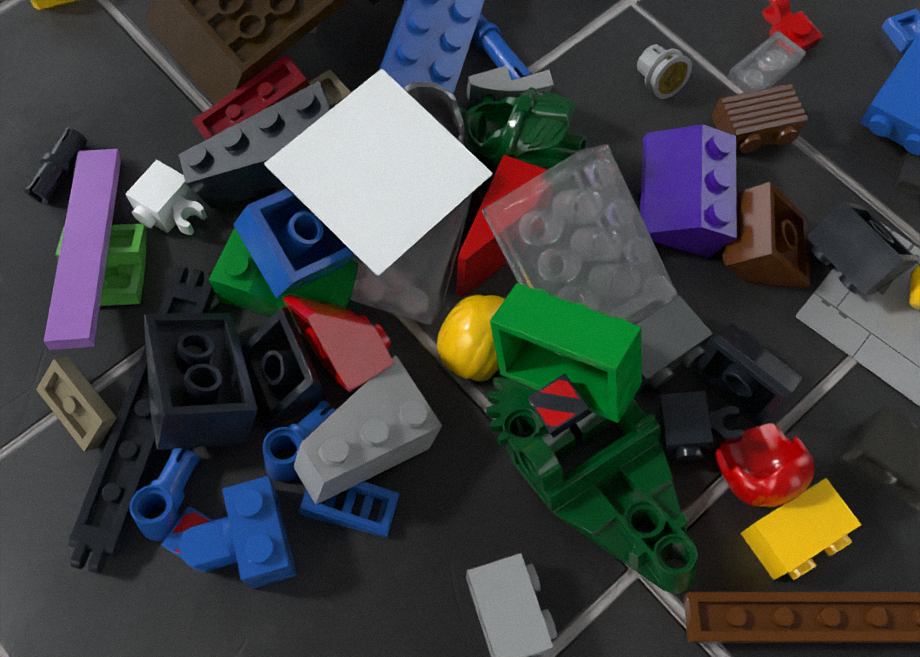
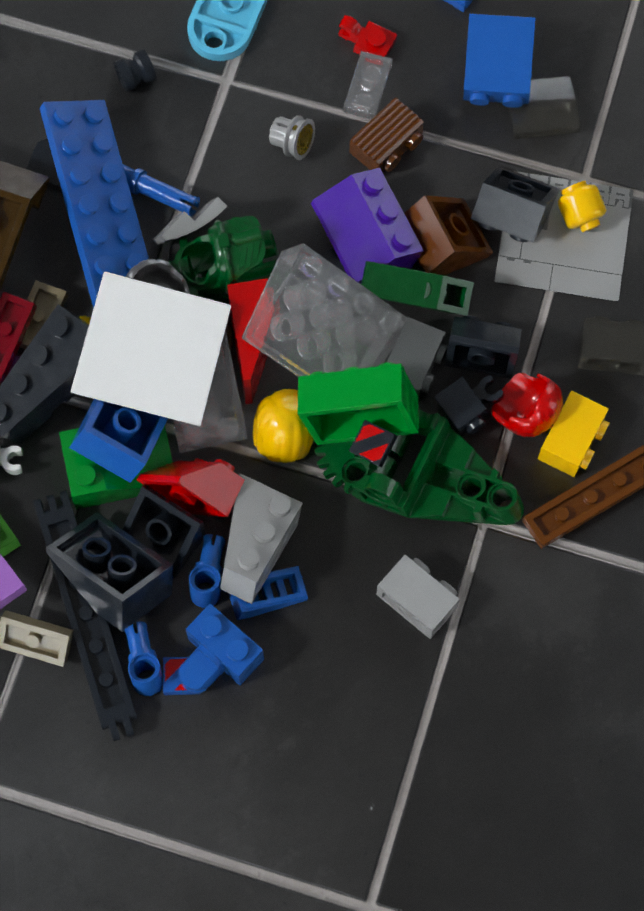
camera: 30 degrees left, 5 degrees up
(710, 273) = (418, 288): none -> dark green slope

